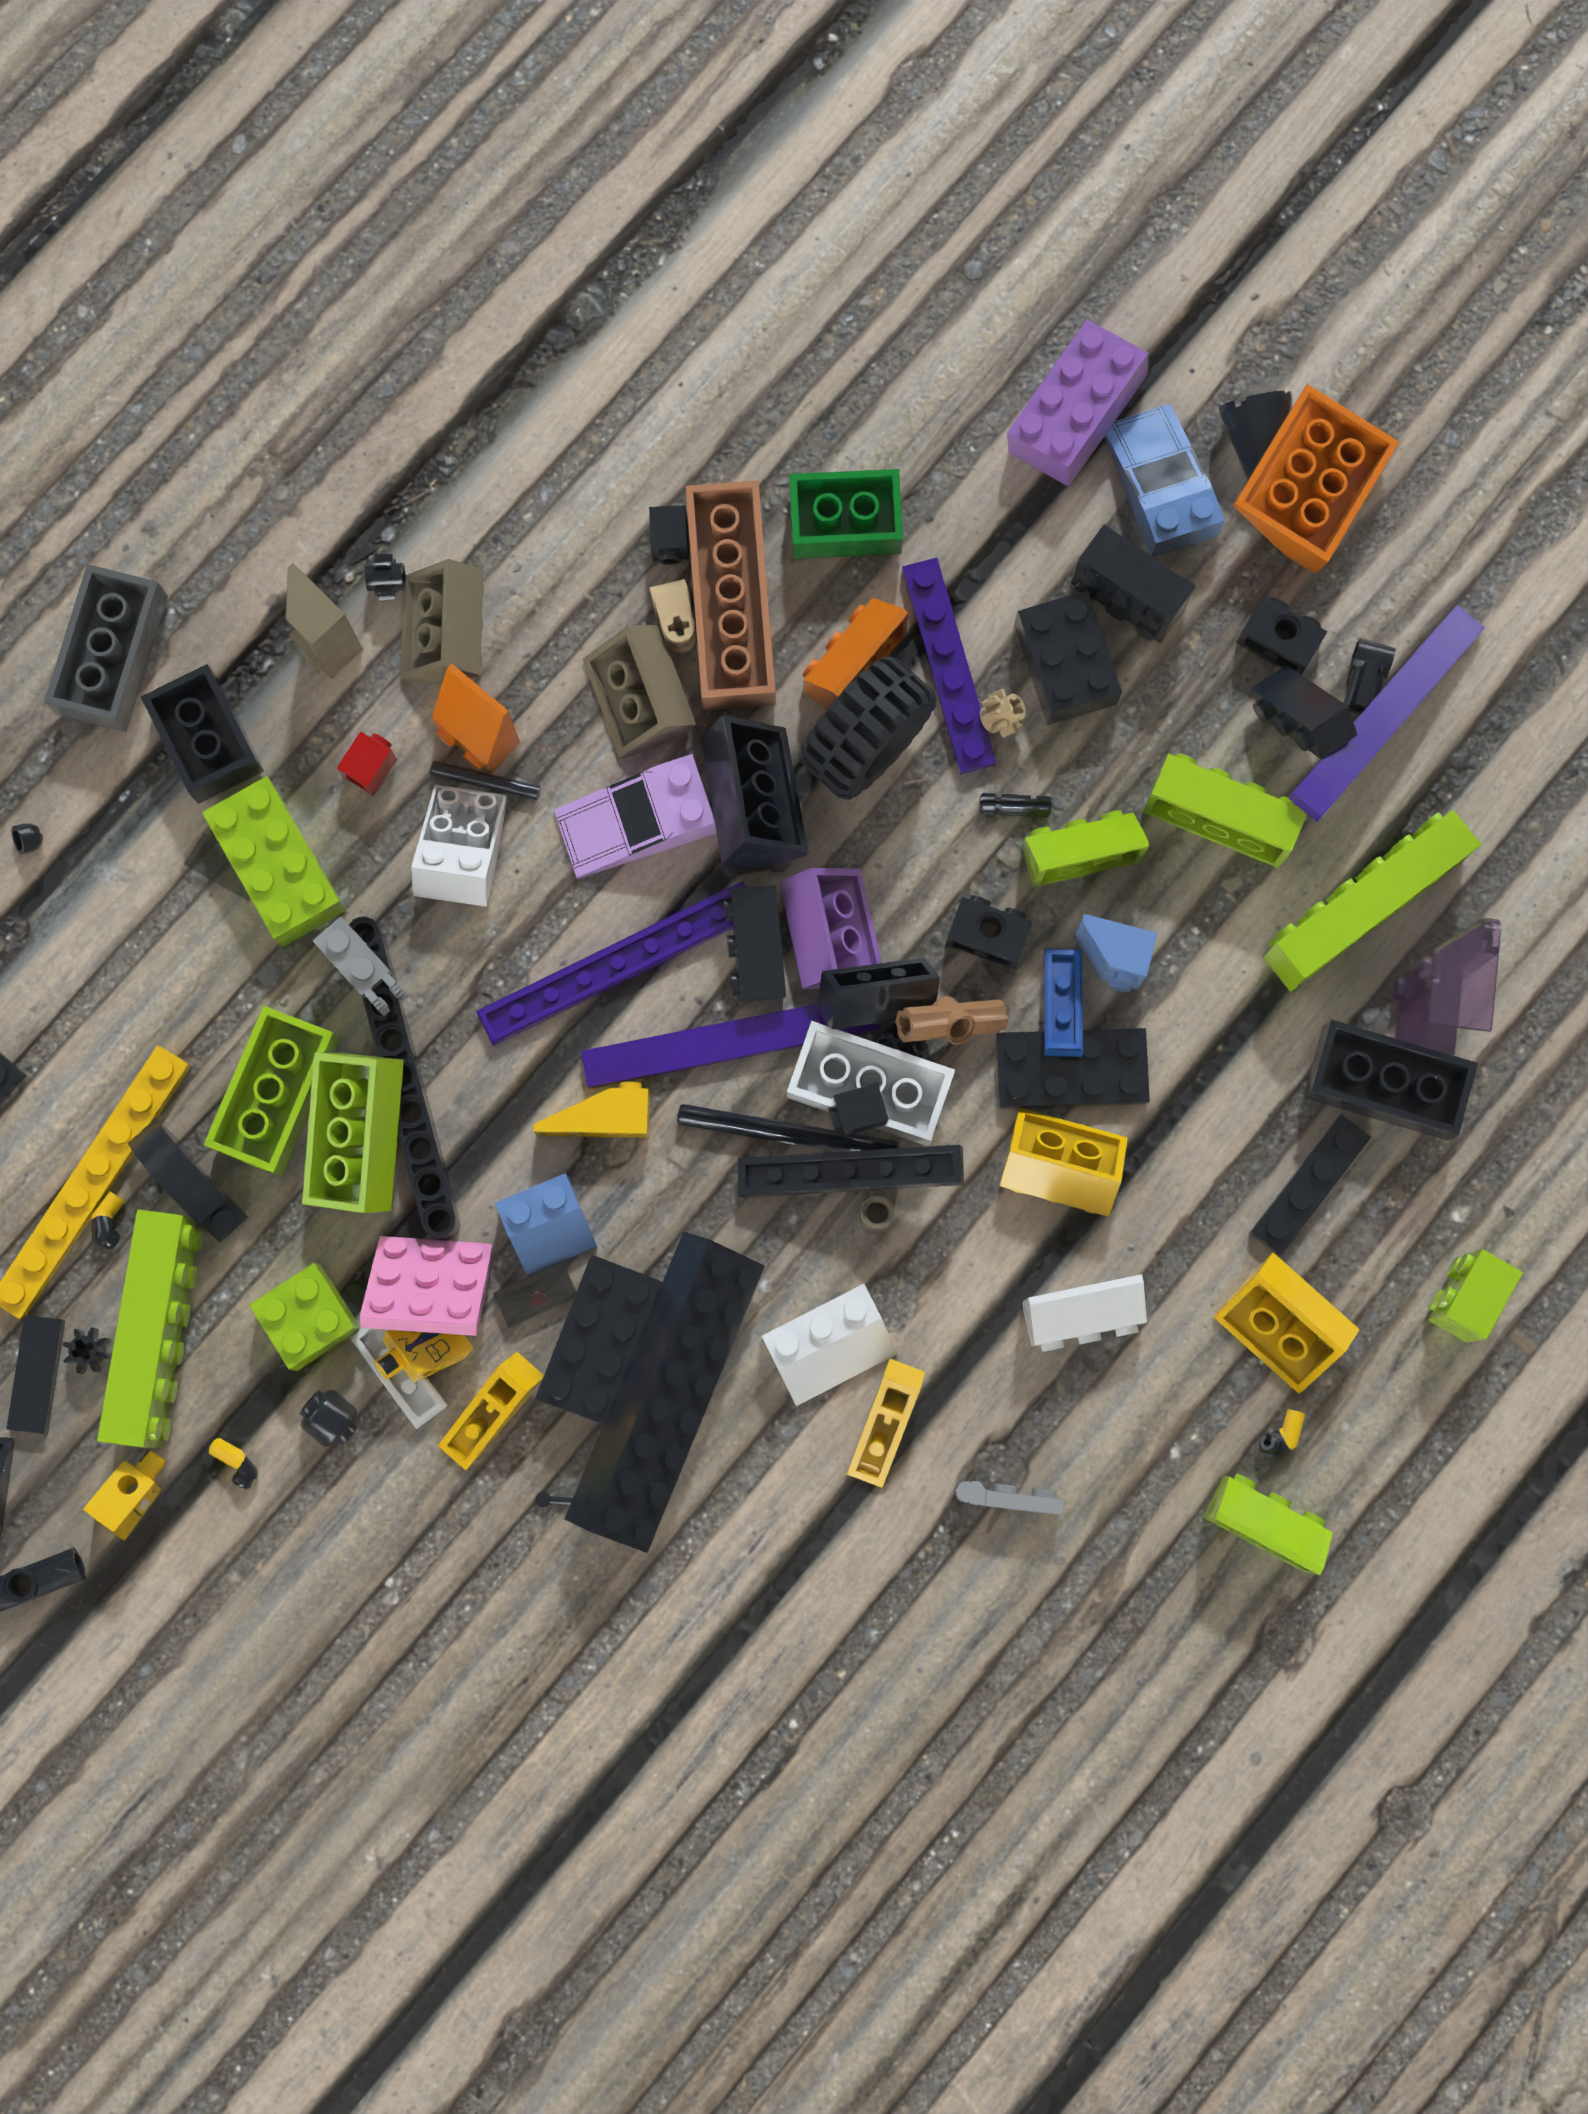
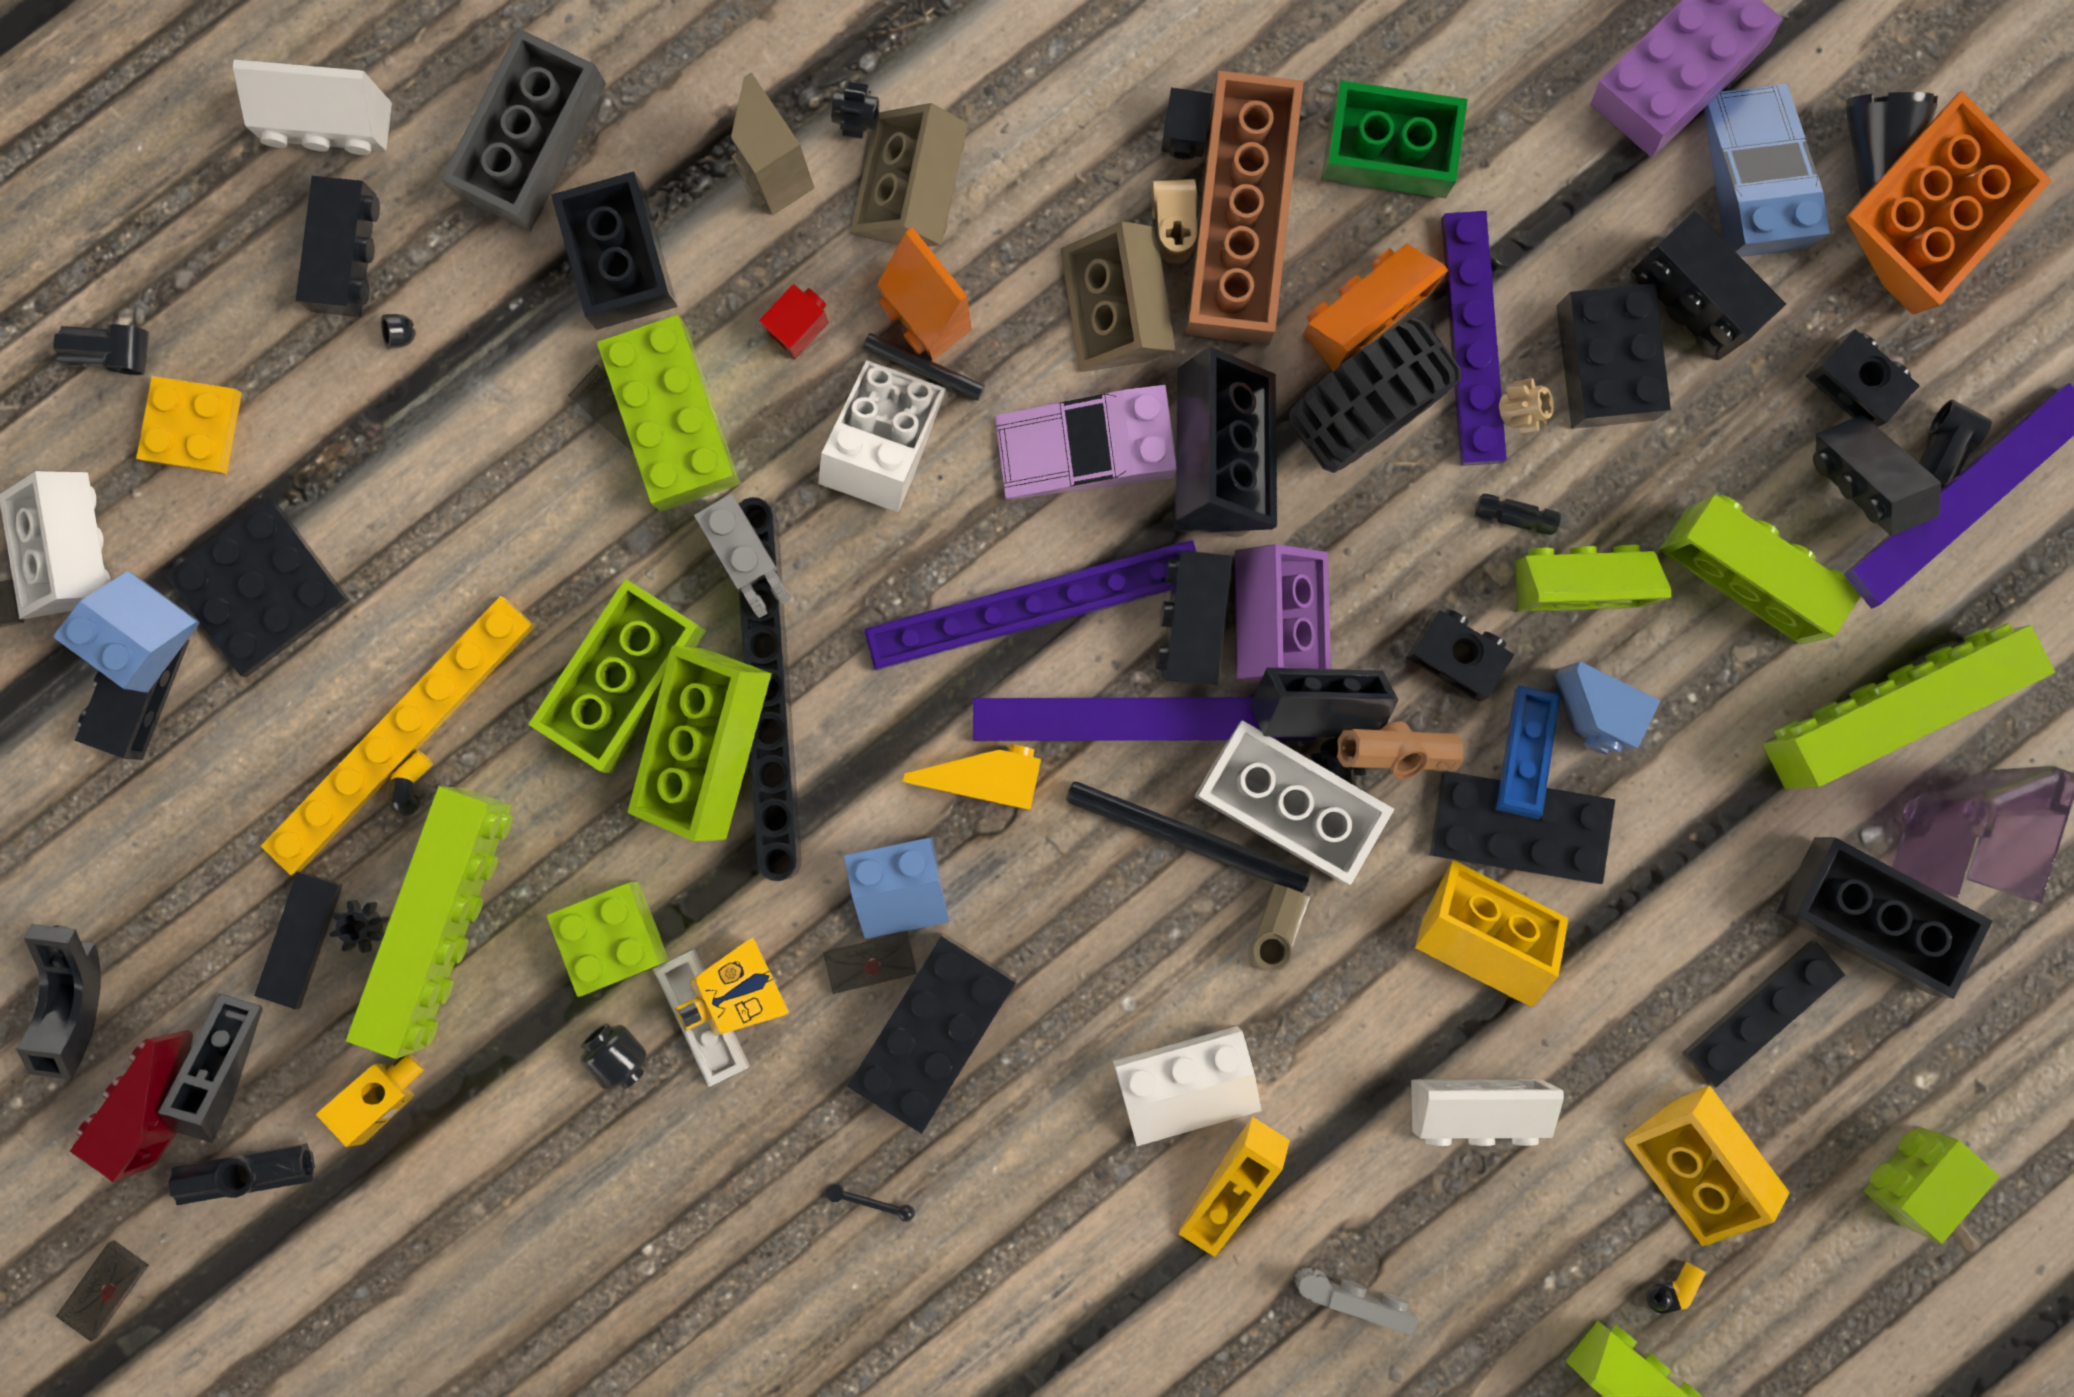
camera: 10 degrees right, 5 degrees up
(186, 1181) = (499, 759): black arch -> none
(236, 1459) = (503, 1082): arm -> none
(427, 1286) = (749, 934): bright pink plate -> none
(491, 1410) = (796, 1084): yellow slope -> none
(664, 1392) = (993, 1109): black brick -> none
(851, 1171) = (1253, 900): black plate -> none
(858, 1110) = (1277, 837): black brick -> none

